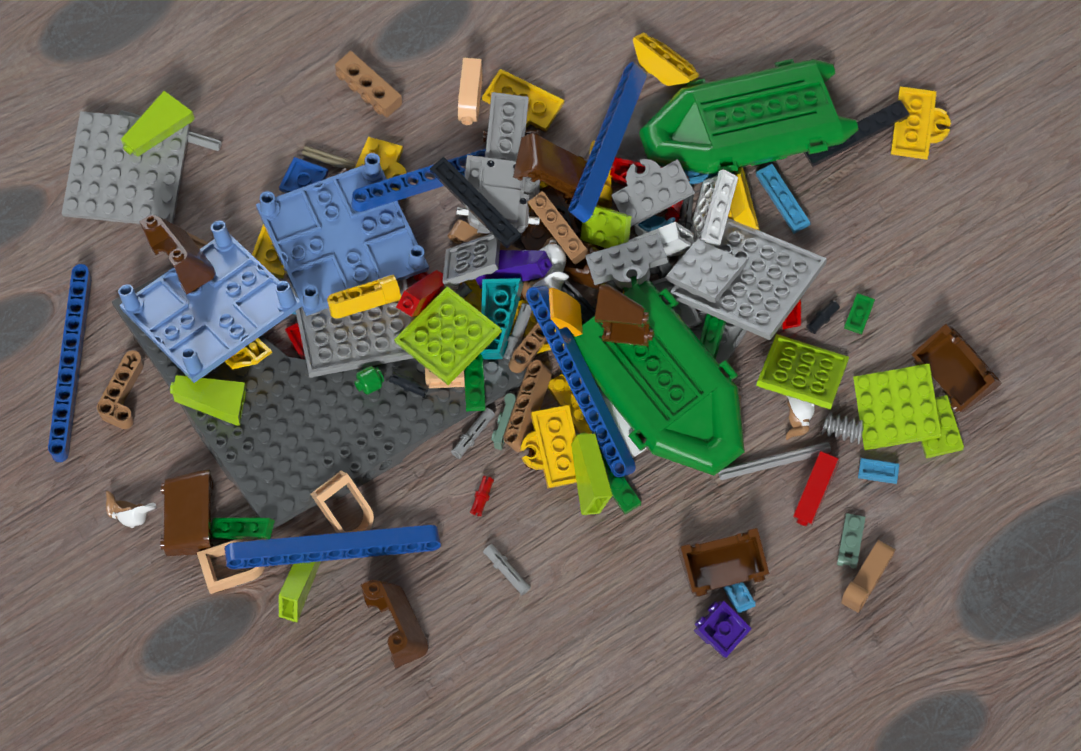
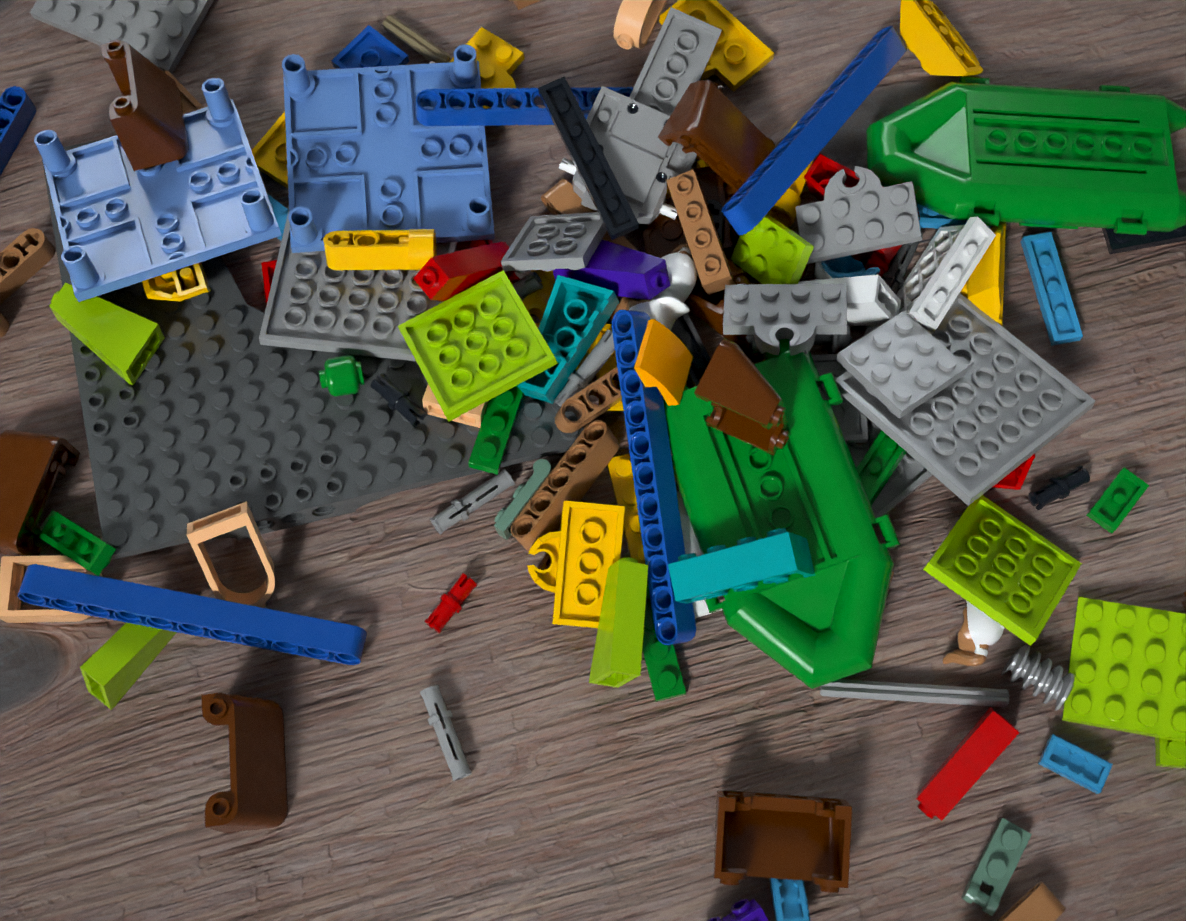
camera: 20 degrees right, 5 degrees up
(650, 414) = (740, 566): none -> teal wedge

